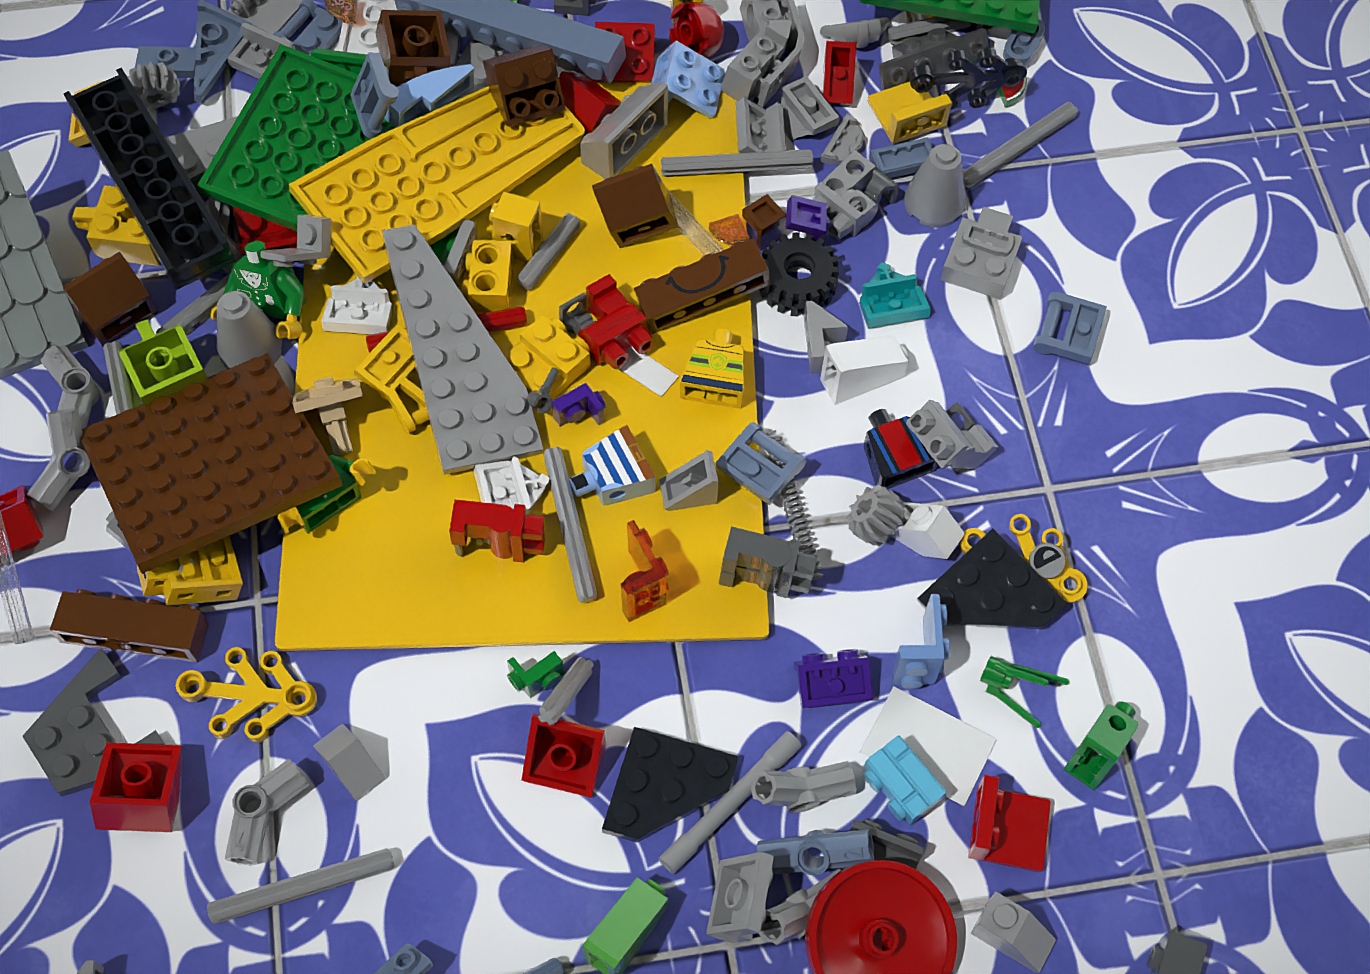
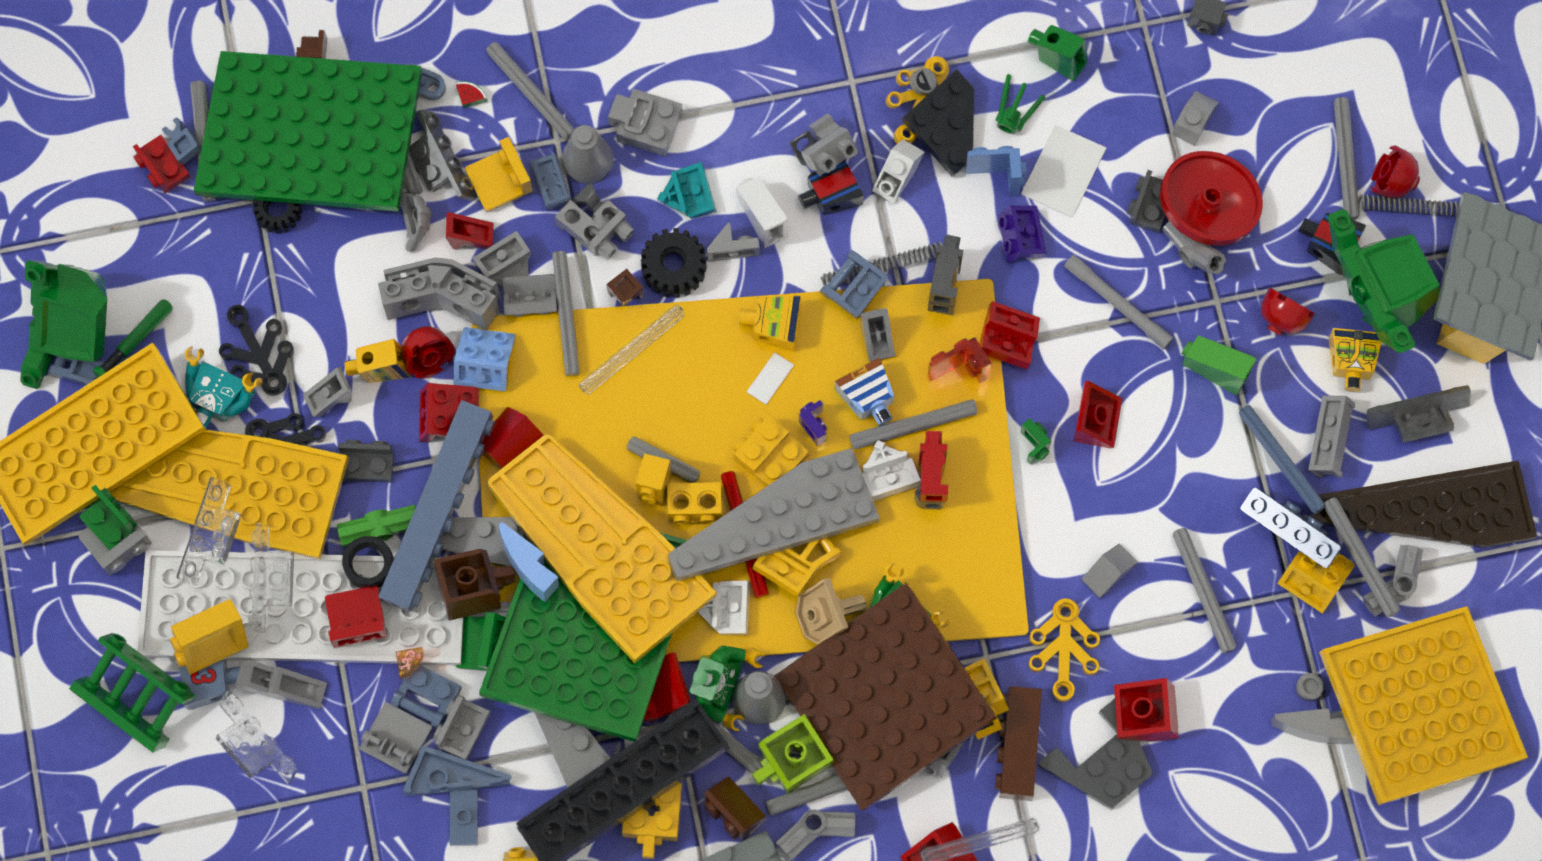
camera: 90 degrees left, 10 degrees up
(65, 438) = (884, 818): light grey piece -> none
(155, 84) = (503, 816): light grey gear -> none
(249, 829) = (1170, 629): light grey piece -> none
(312, 243) = (692, 640): light grey bracket -> none
(373, 95) = (534, 600): sand blue plate -> none
(456, 260) = (674, 527): light grey tile -> none
(525, 84) = (514, 479): reddish brown slope -> none
(546, 401) = (812, 451): dark grey hand -> none
(565, 691) = (1053, 413): light grey axle -> none
(617, 323) = (738, 396): red hips -> none
(626, 130) = (543, 401): light grey slope -> none
(635, 205) = (631, 384): reddish brown slope -> none
(664, 783) = (1108, 348): black plate -> none
(686, 650) = (1009, 334): none -> red slope
(702, 285) = (700, 331): reddish brown brick -> none
(729, 230) = (634, 316): clear orange tile -> none
(740, 897) = (1194, 286): light grey plate -> none
(803, 788) = (1106, 251): light grey piece -> none
(807, 216) = (630, 251): dark purple bracket -> none
(839, 851) = (1155, 240): sand blue piece -> none
(844, 141) = (532, 229): light grey tile -> none
(875, 514) = (895, 193): light grey gear -> none
(903, 780) = (1096, 184): medium azure brick -> none
(1005, 72) = (474, 93): black plant -> none
(1009, 827) = (1122, 117): red bracket -> none
(1081, 330) = (713, 50): sand blue plate -> none

